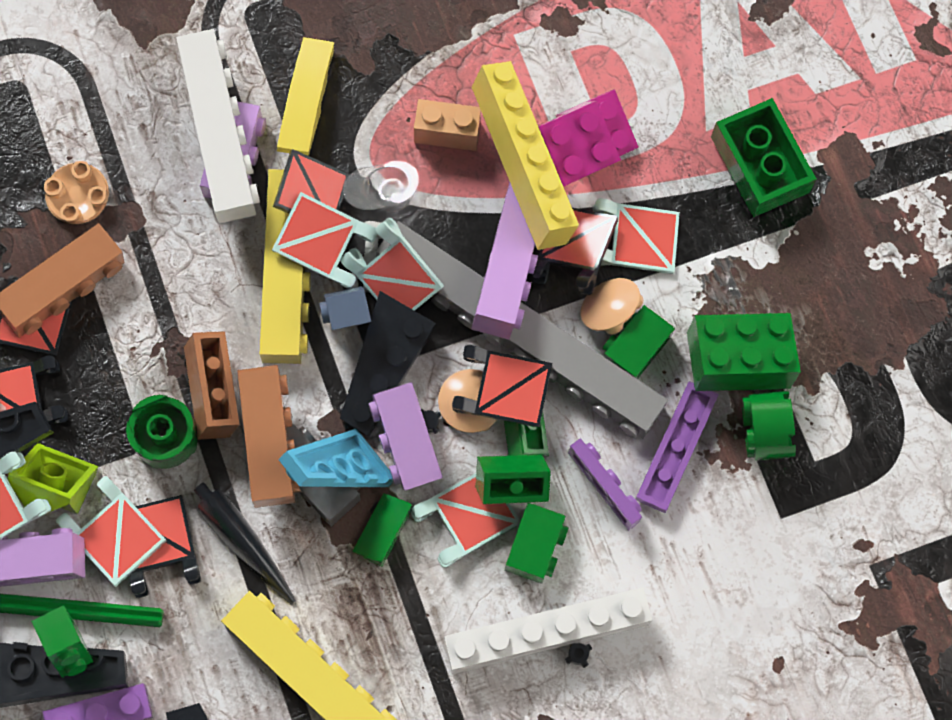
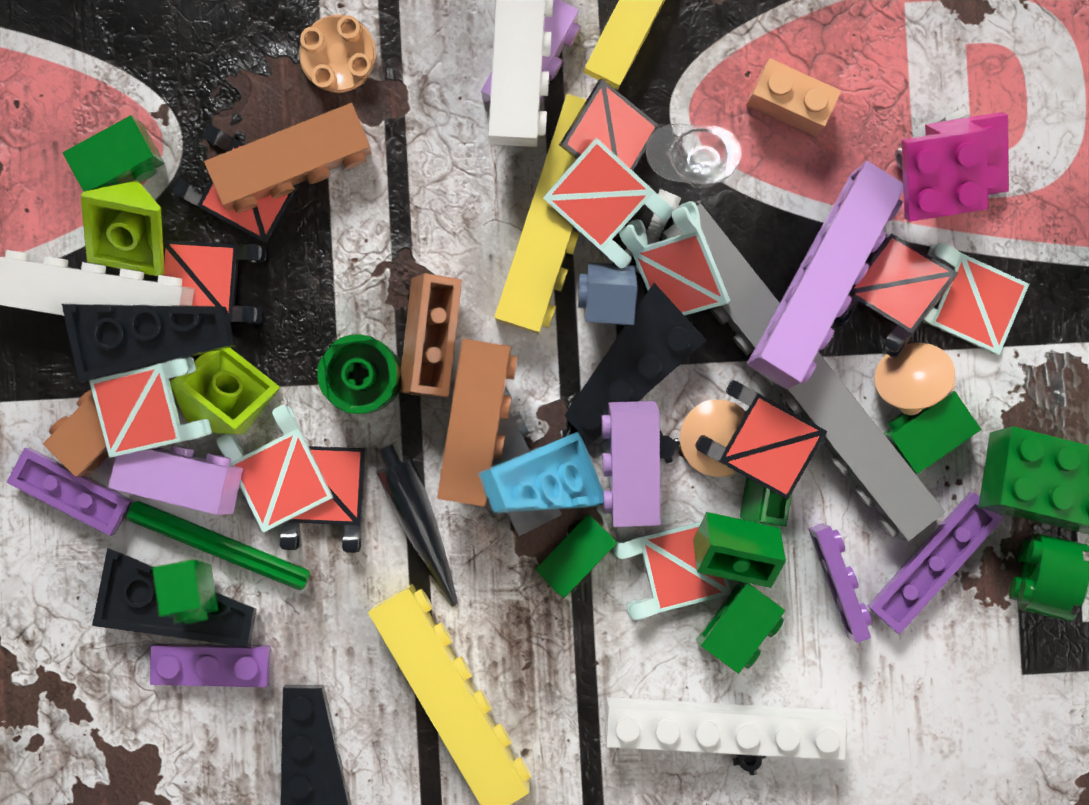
camera: 20 degrees right, 15 degrees up
(524, 155) = (876, 170): light yellow brick -> none

